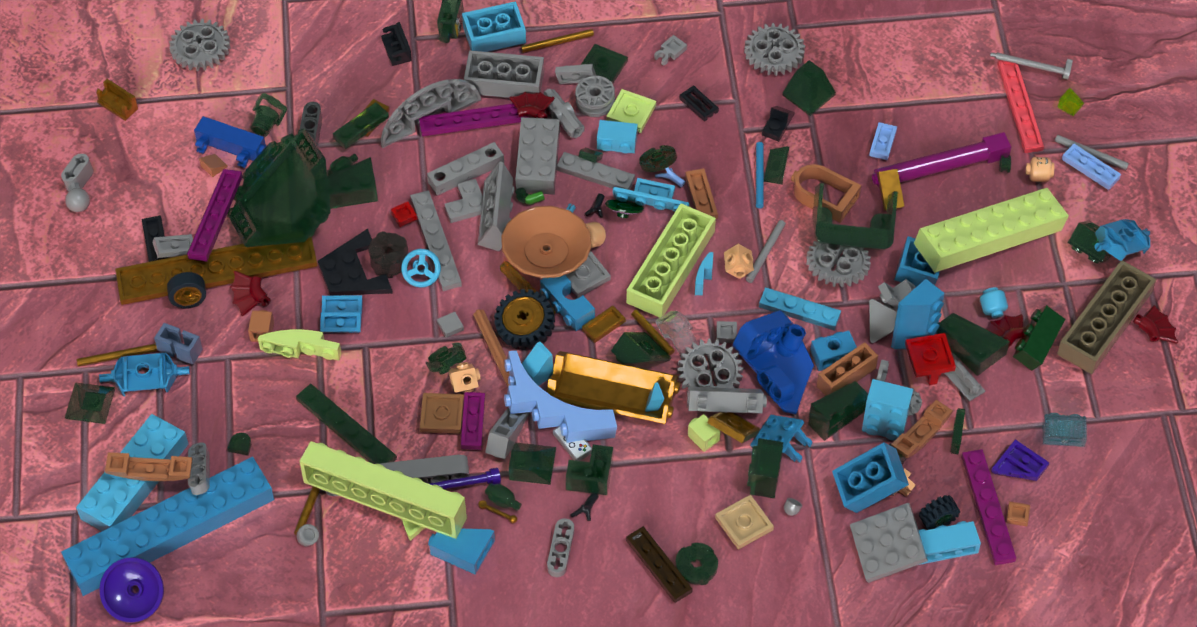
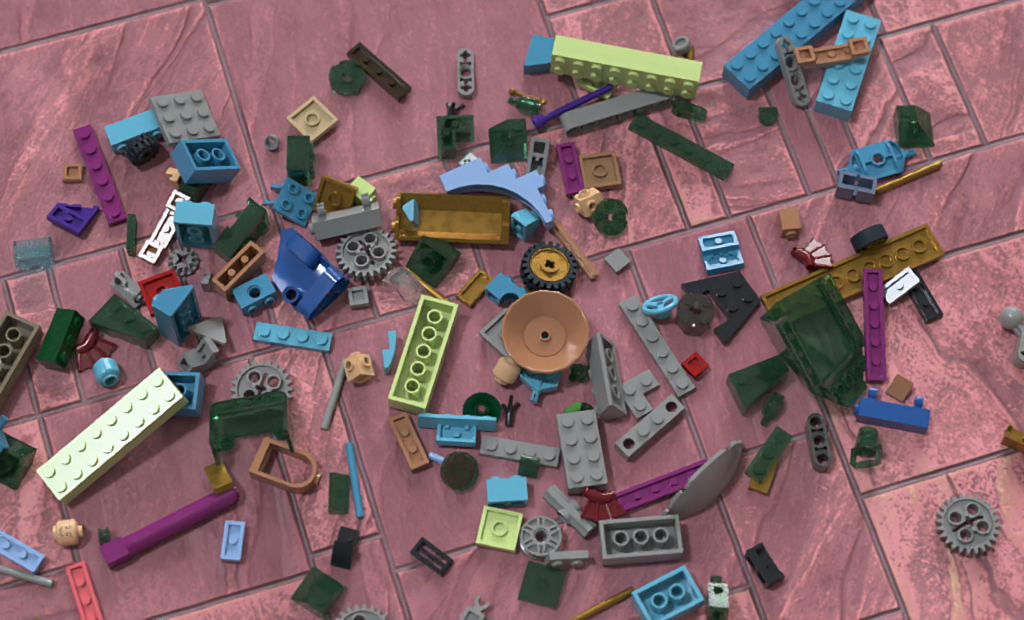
camera: 165 degrees right, 10 degrees up
(294, 341) = (742, 215): yellowish green slope -> none

